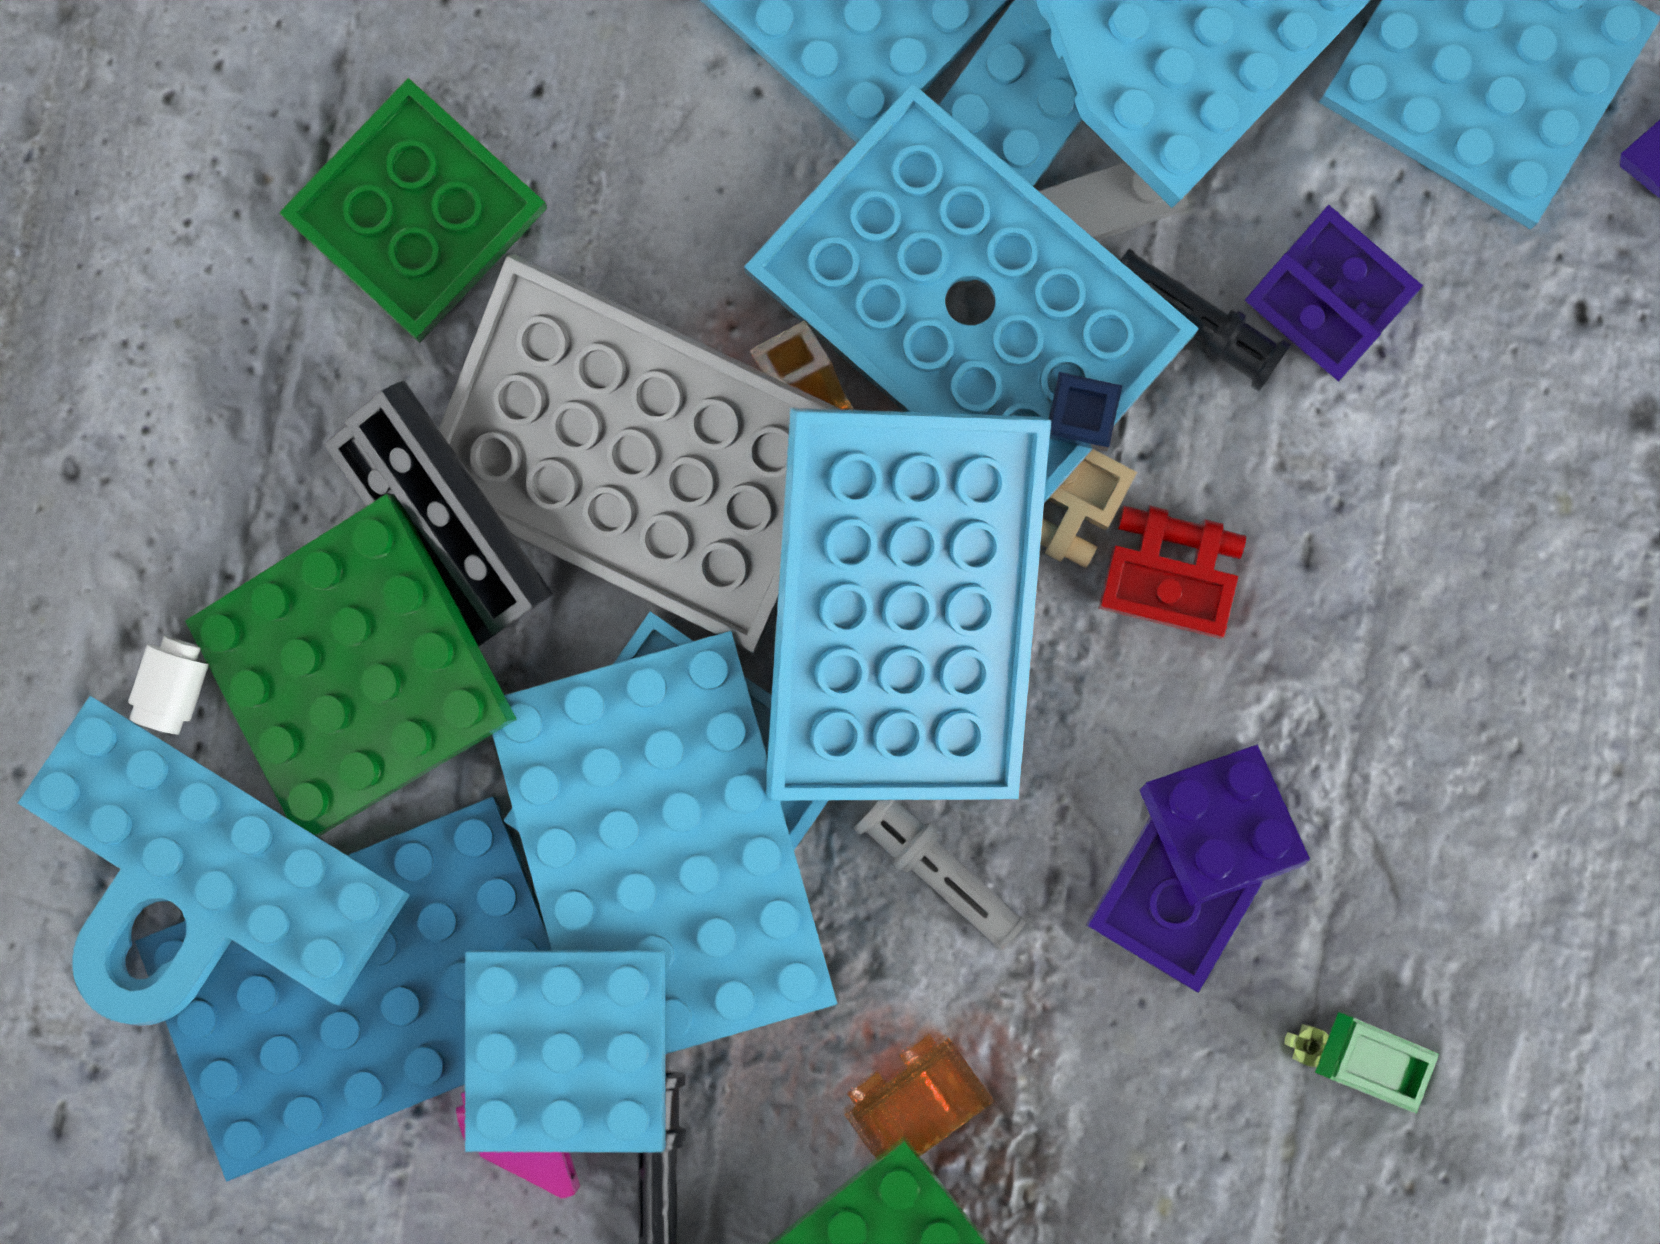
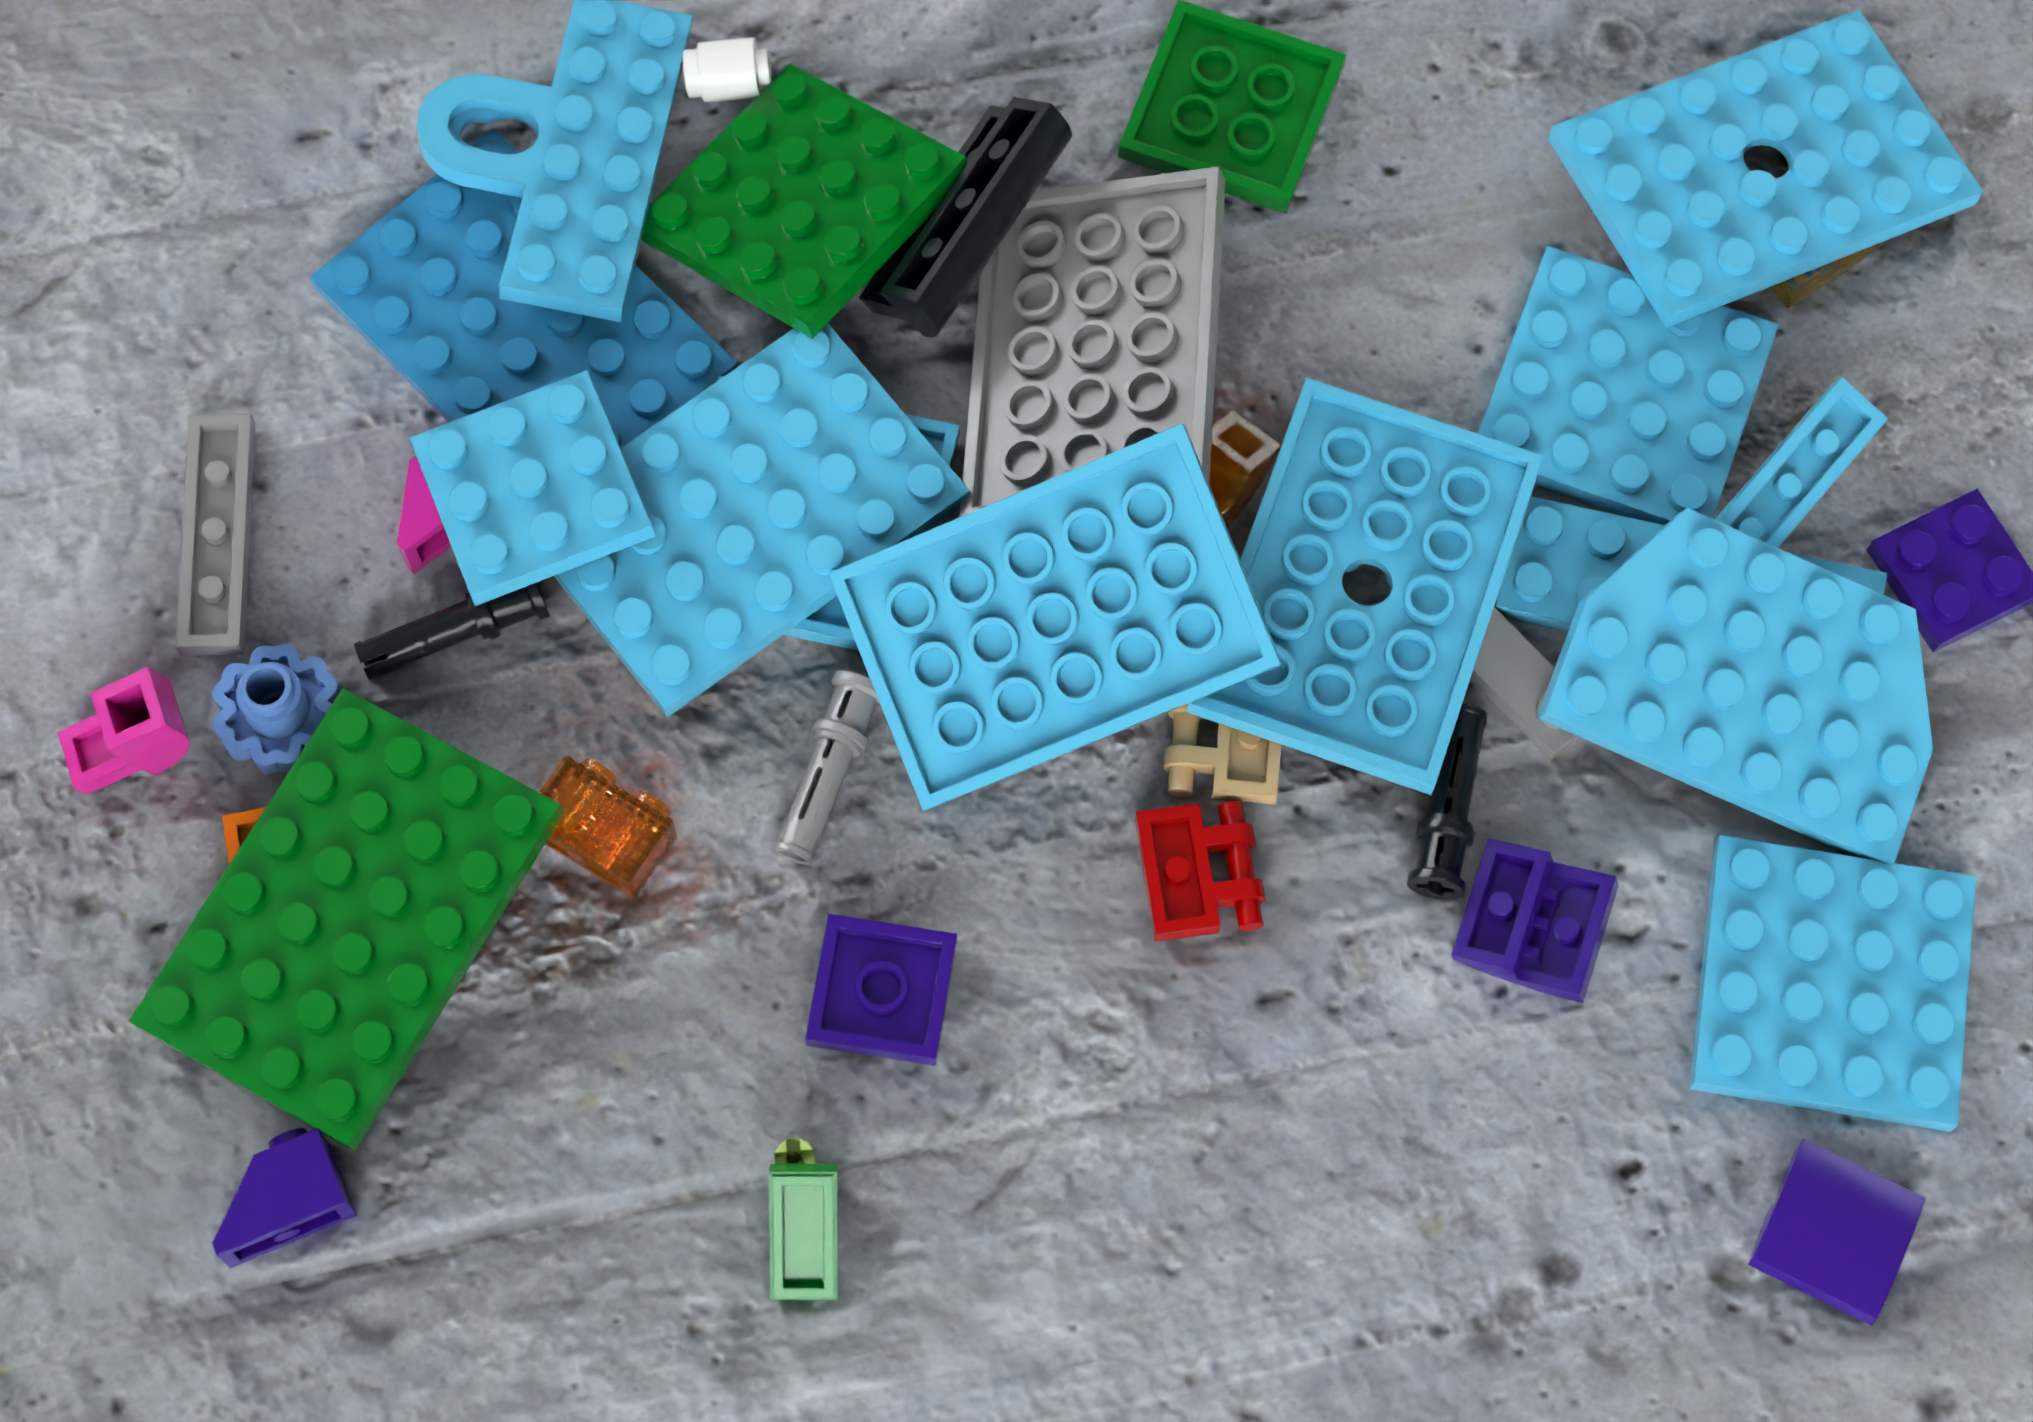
camera: 70 degrees right, 15 degrees down
(1083, 411) = (1306, 708): dark blue tile -> none
(1224, 825) = (975, 1001): dark purple plate -> none

